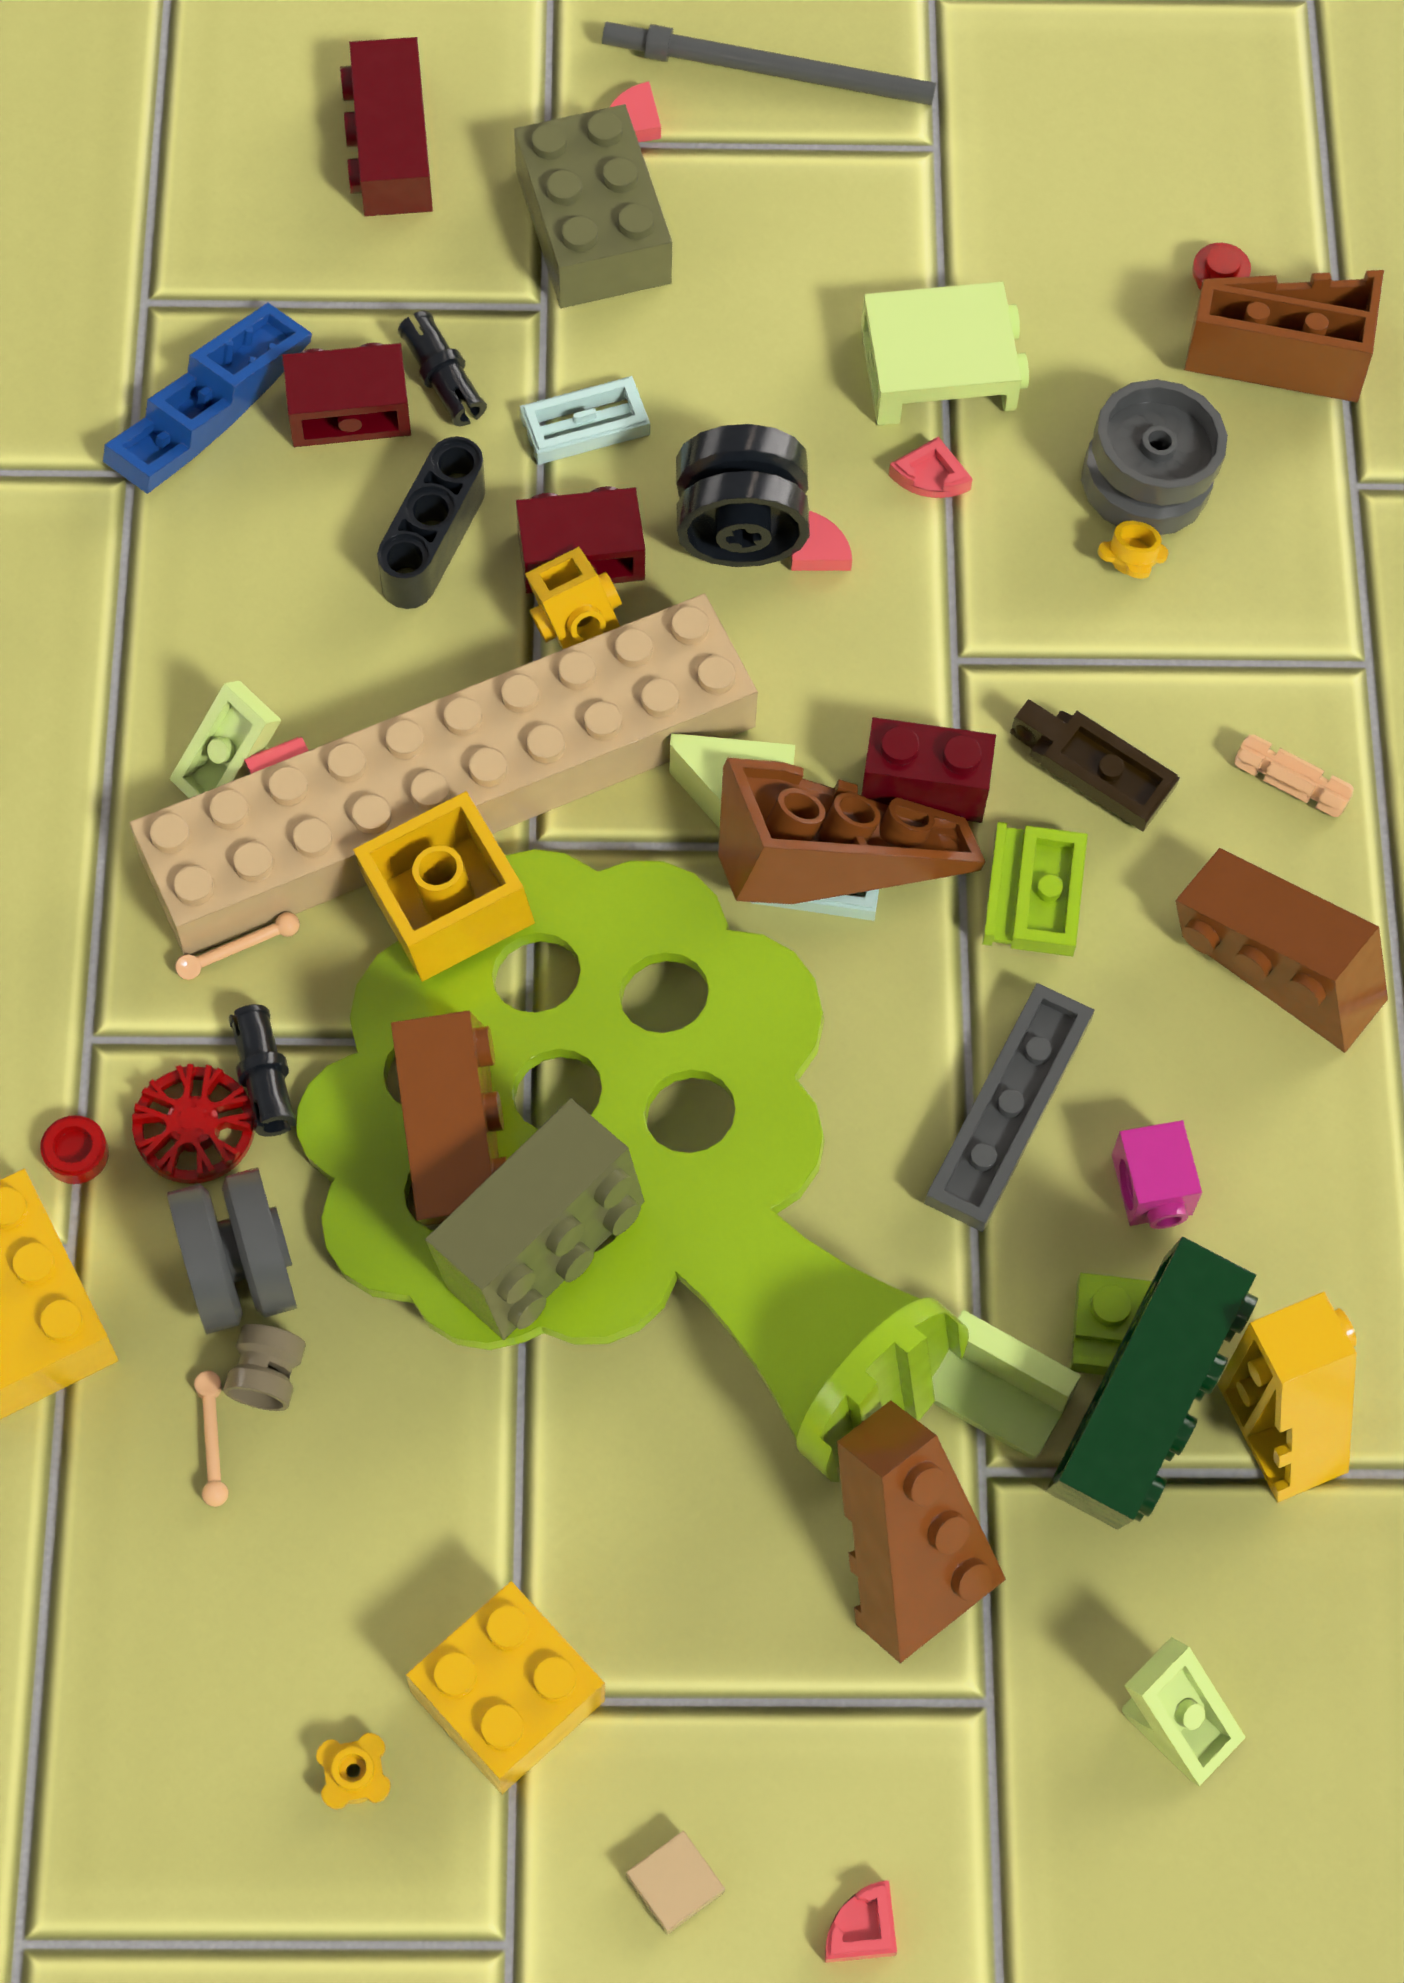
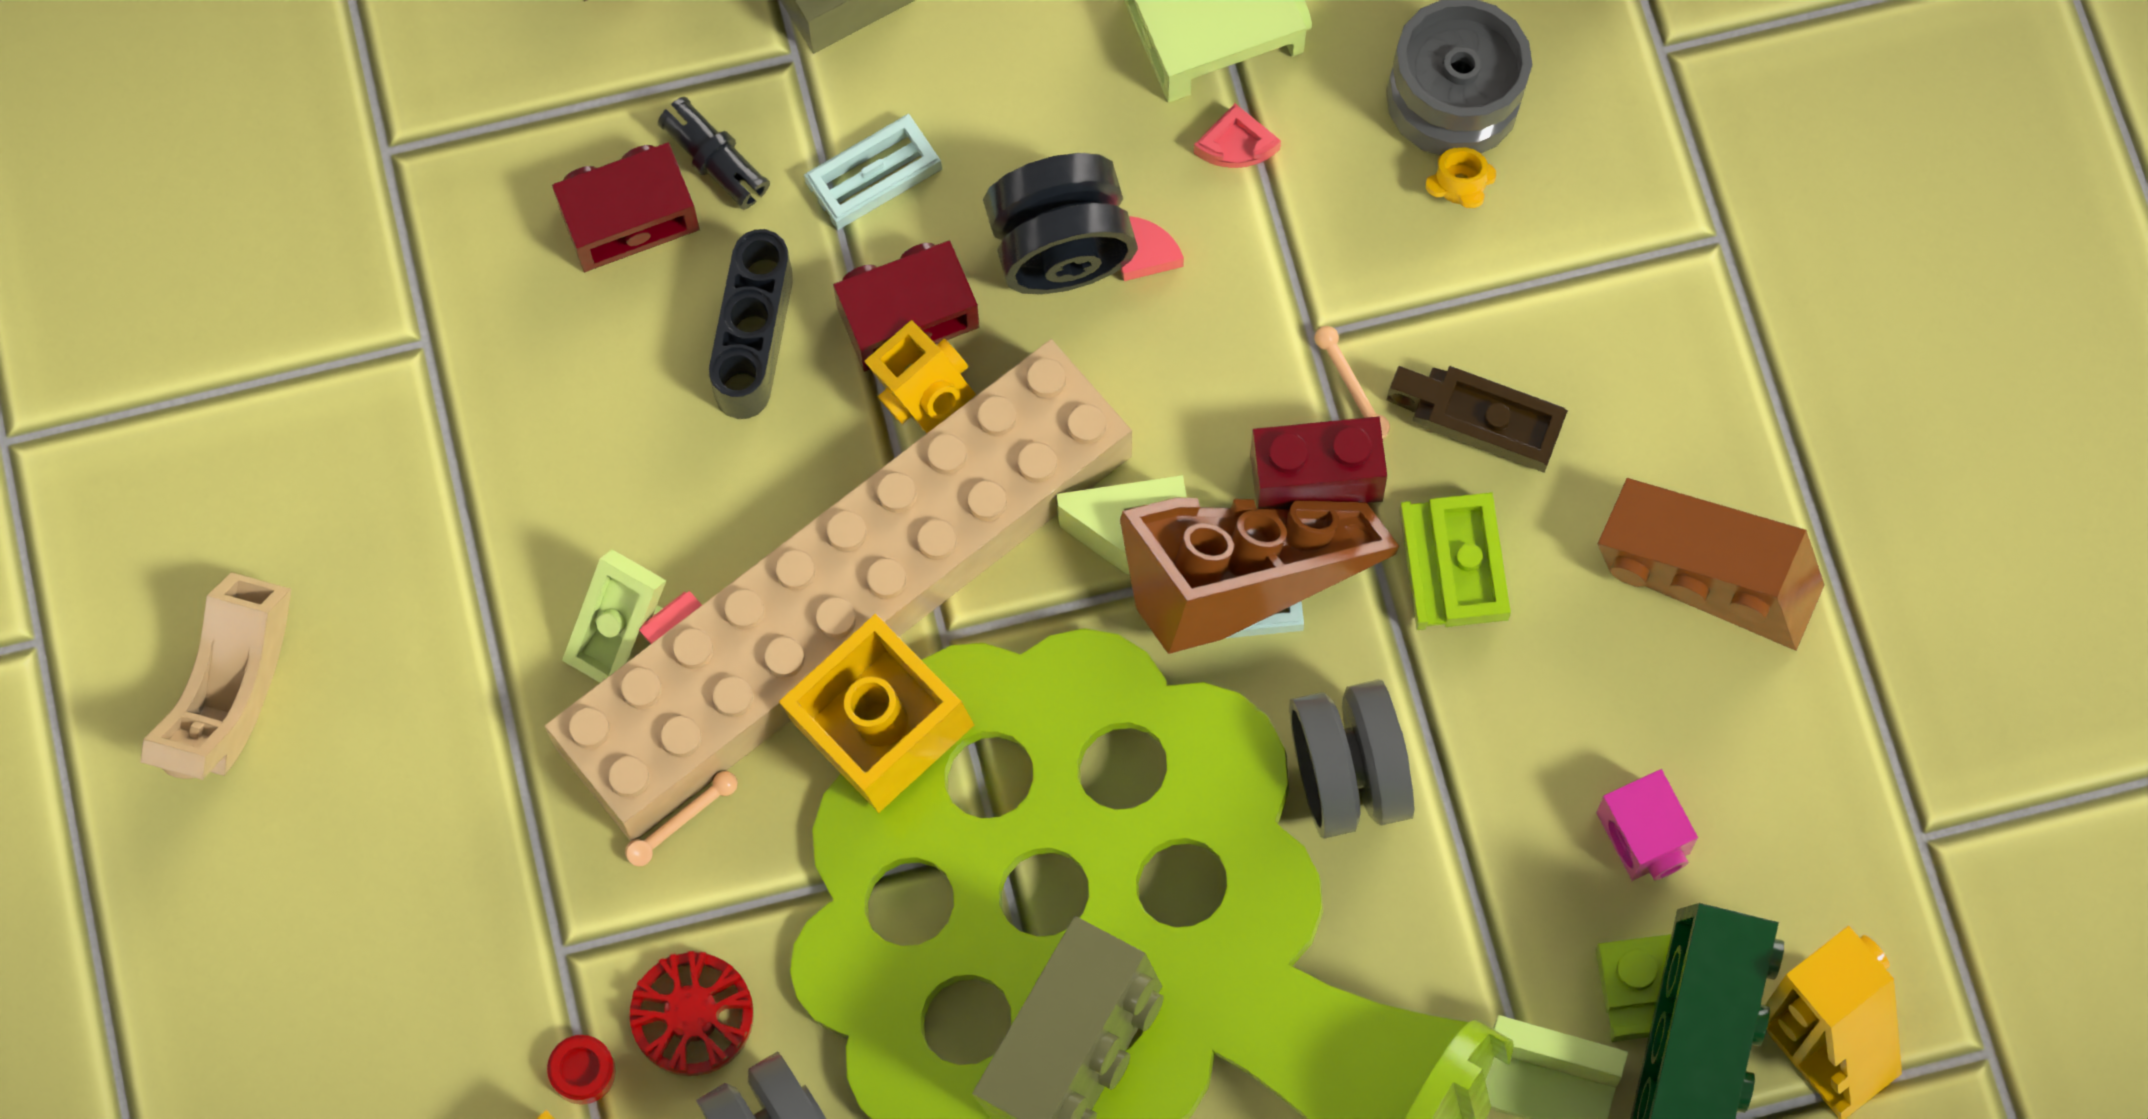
camera: 10 degrees left, 5 degrees up
(203, 403) = (483, 244): blue slope -> none
(262, 1070) = (745, 942): black pin -> none
(447, 1109) = (952, 952): dark orange wedge -> none
(890, 1037) = (1360, 755): none -> dark grey wheel
(968, 664) = (1327, 339): none -> light nougat hinge
(1009, 1107) = (1487, 792): dark grey plate -> none
(1294, 775) = (1677, 377): light nougat axle -> none

